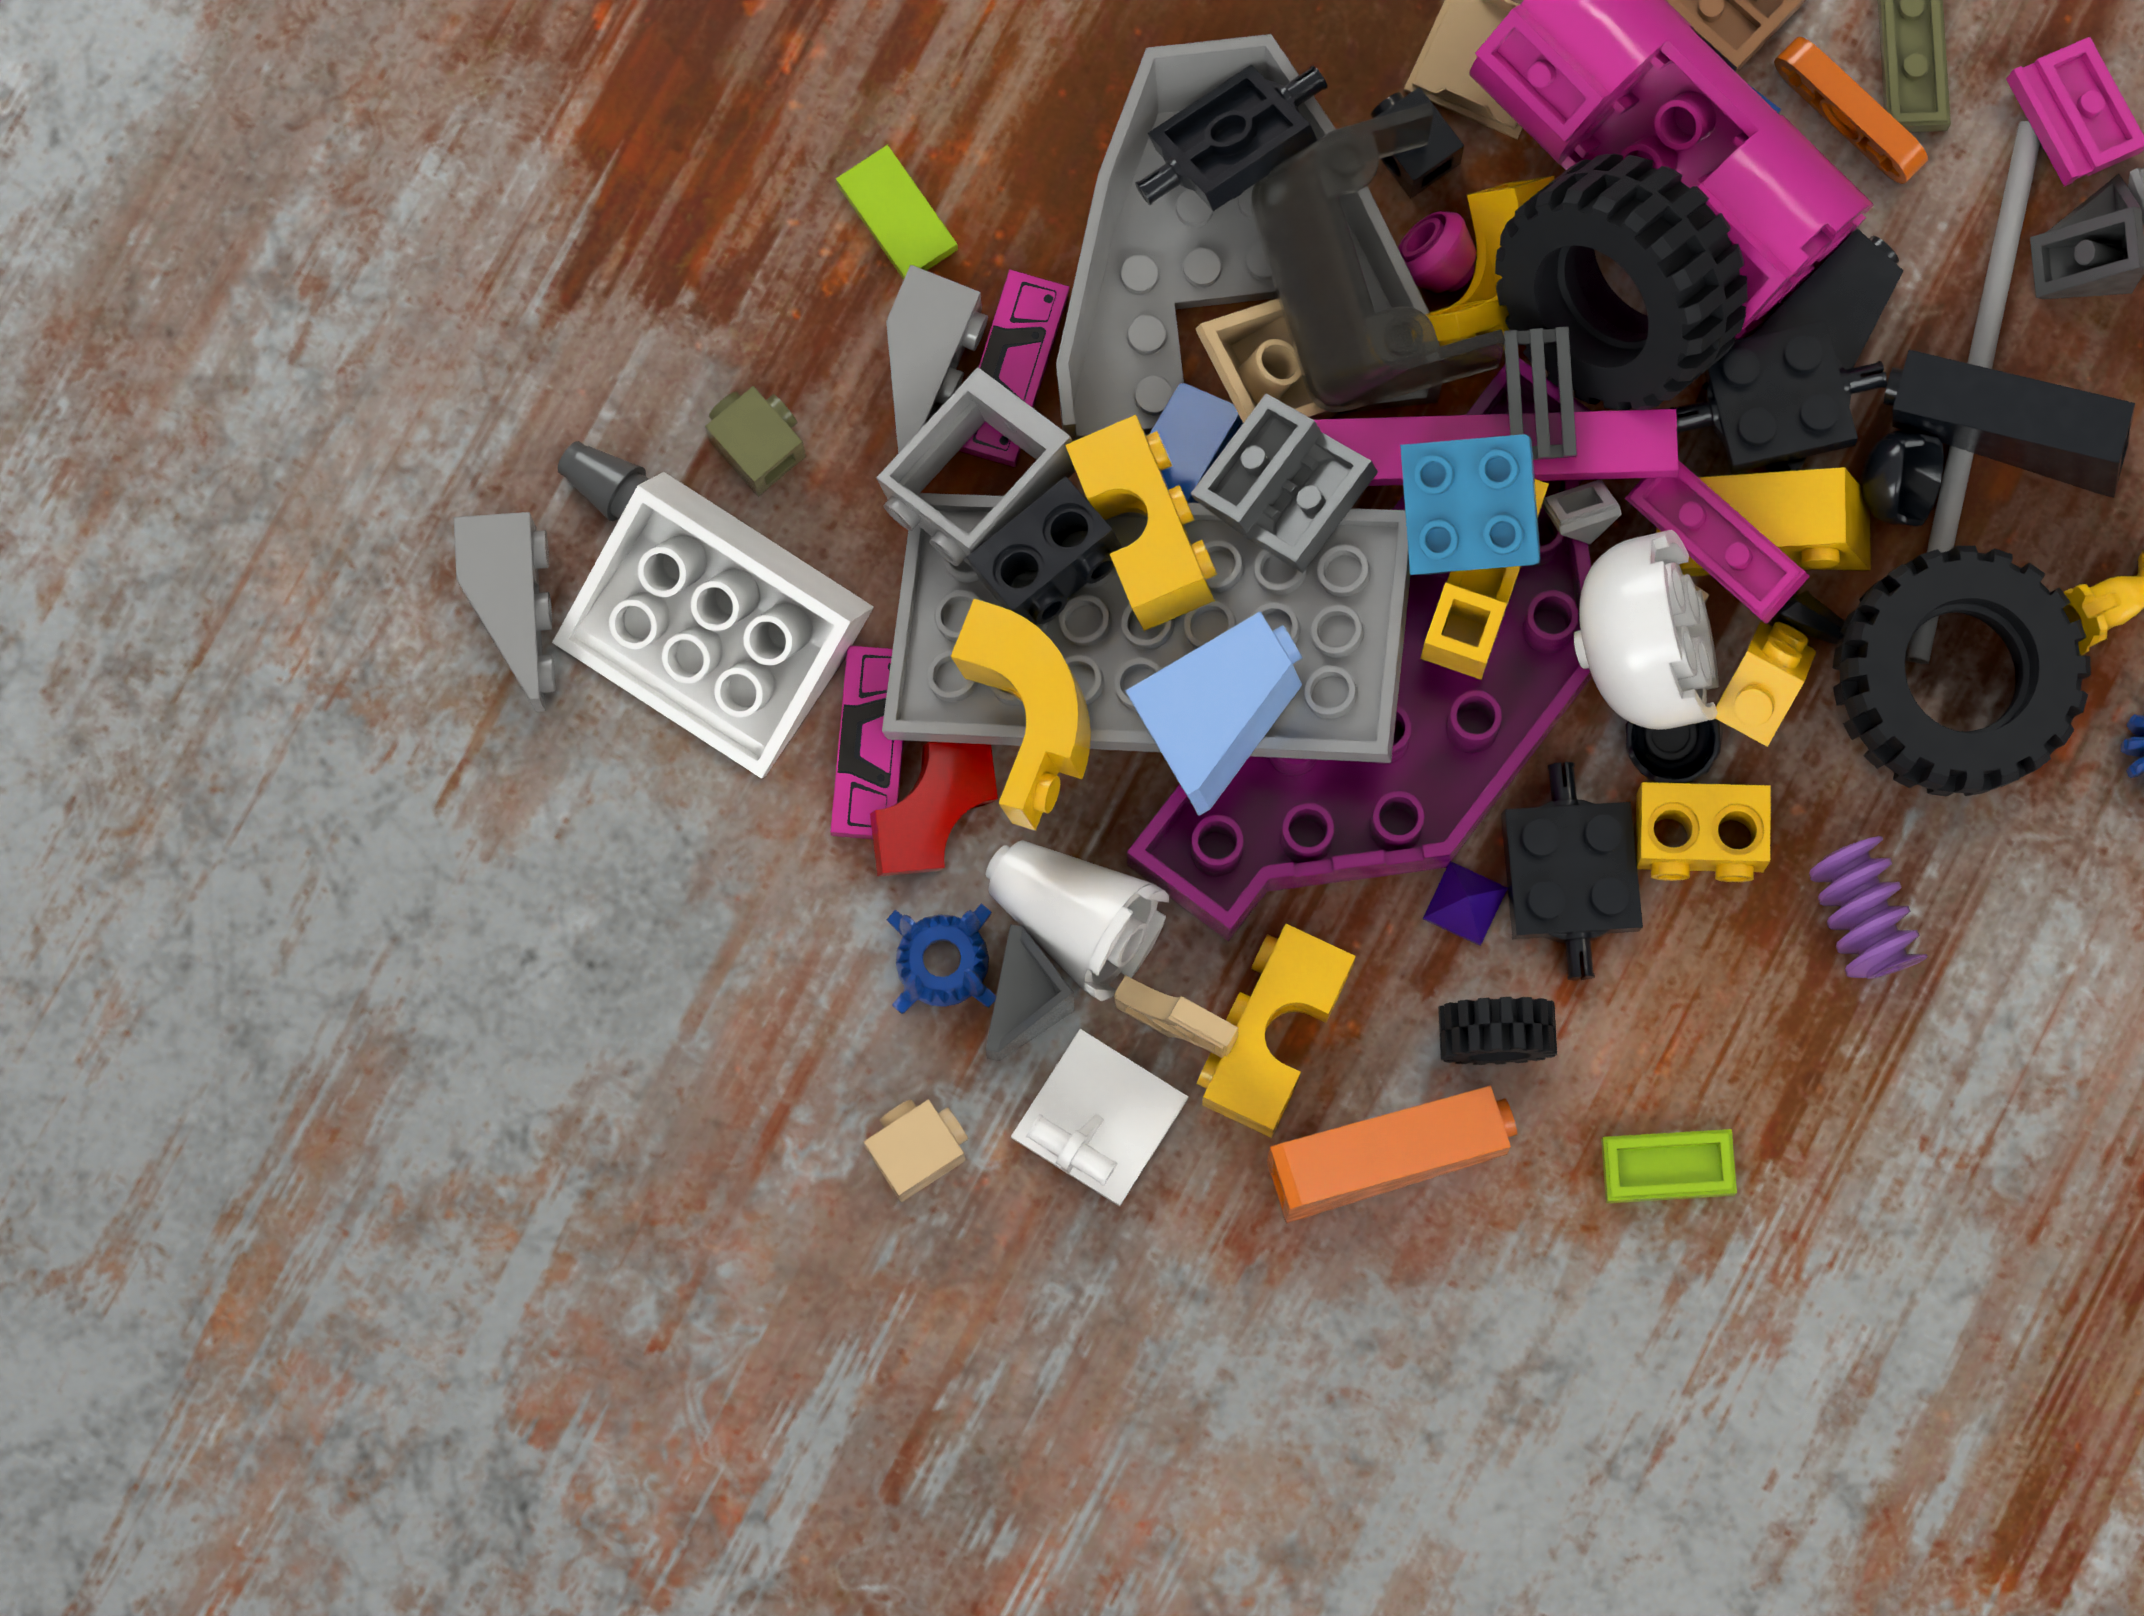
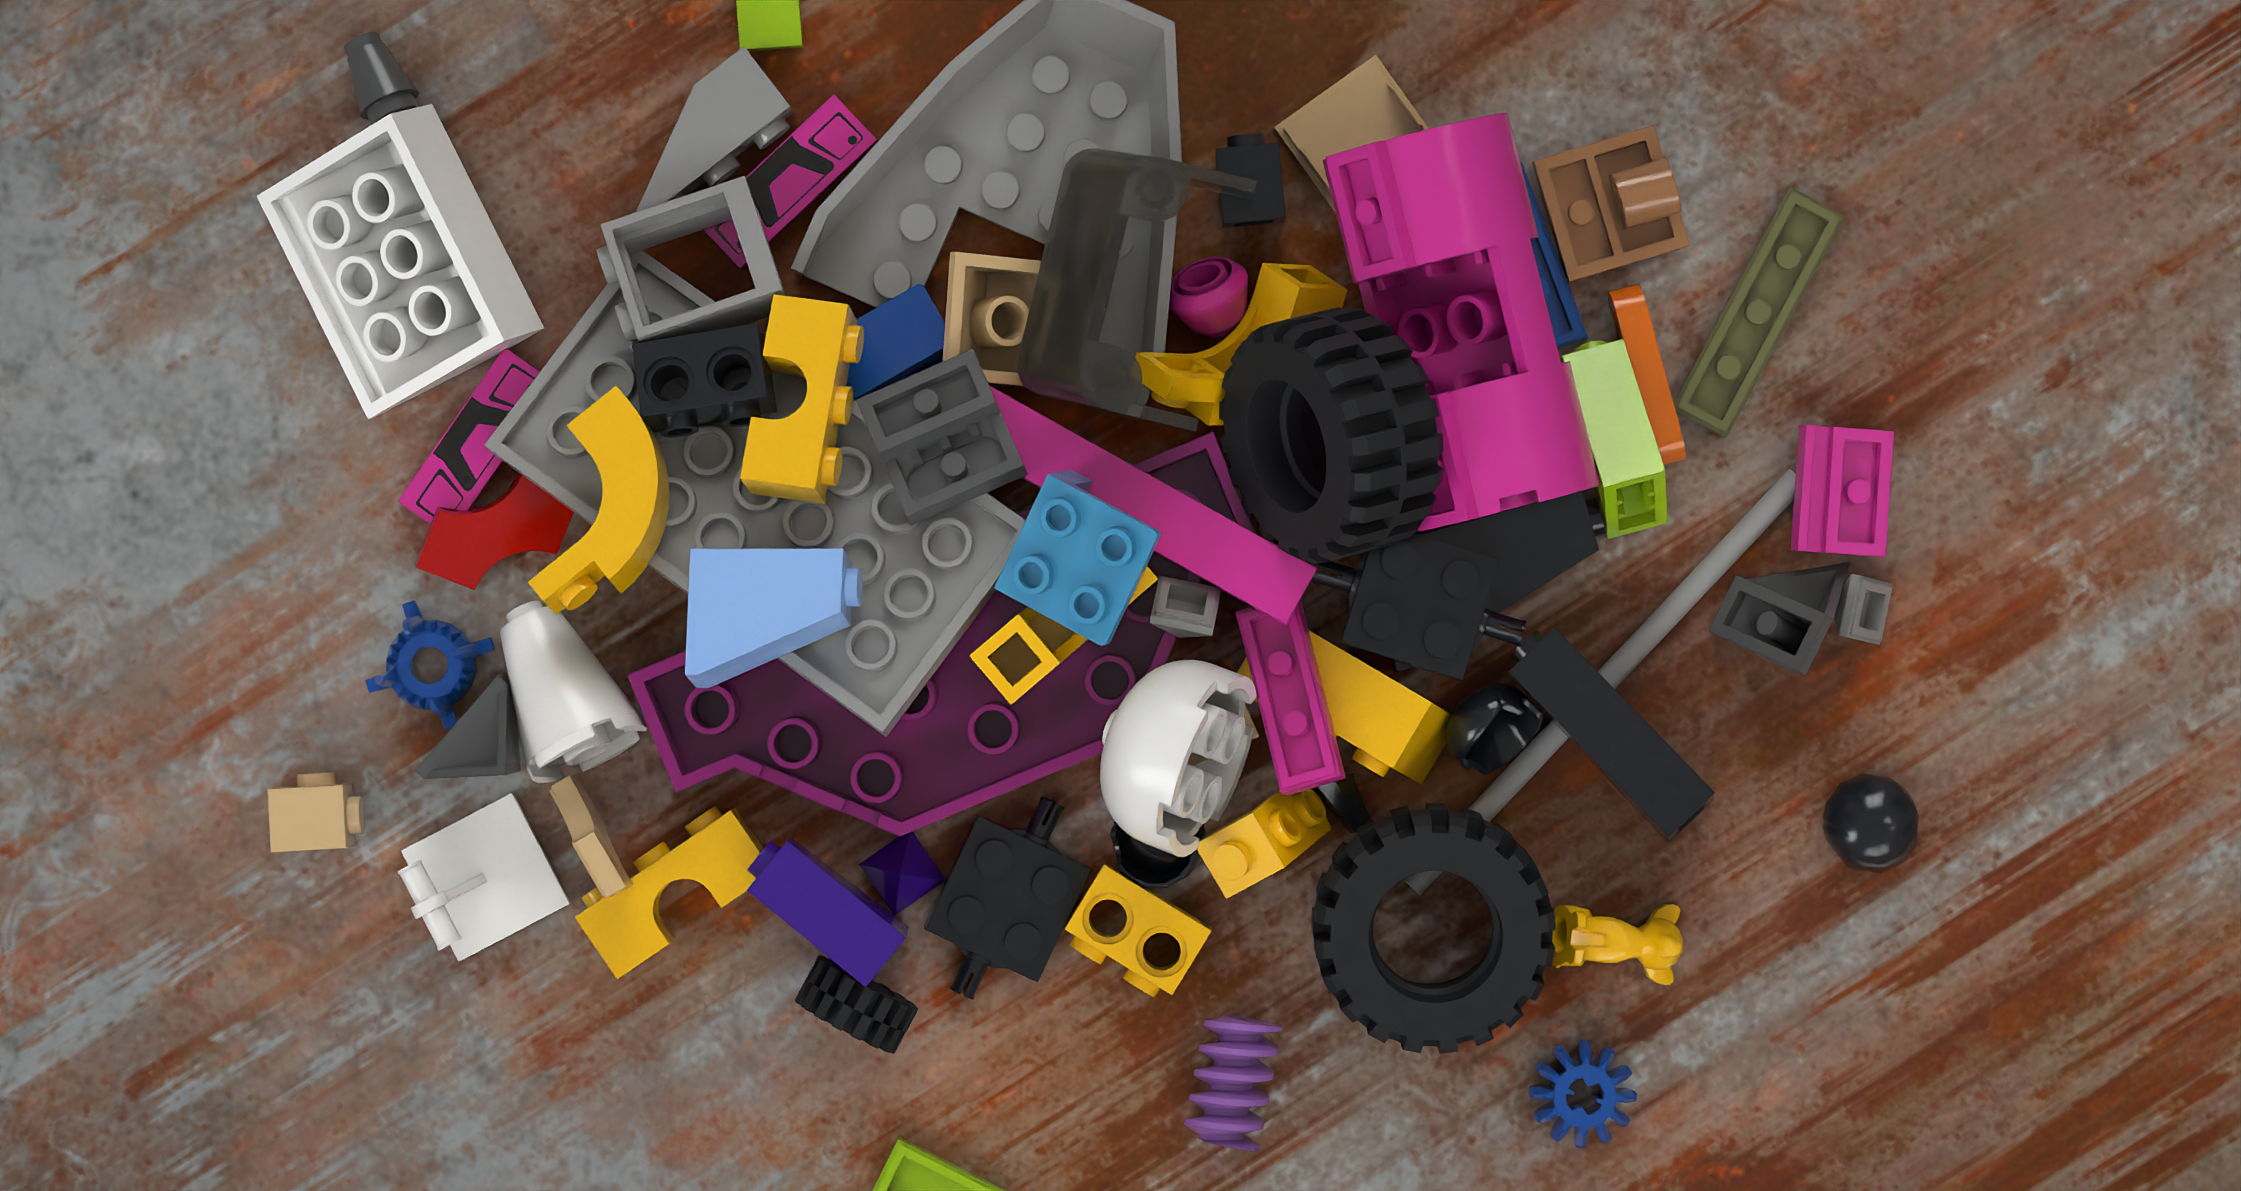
camera: 30 degrees right, 10 degrees up
(500, 578) = (236, 125): light grey slope -> none
(755, 437) = (528, 118): olive brick -> none
(1232, 137) = (1083, 97): black plate -> none
(1389, 1152) = (704, 1052): orange slope -> none
(1423, 955) = (826, 909): none -> dark purple slope
(1536, 339) = (1179, 538): dark grey tile -> none
(1879, 166) = (1621, 439): none -> lime slope

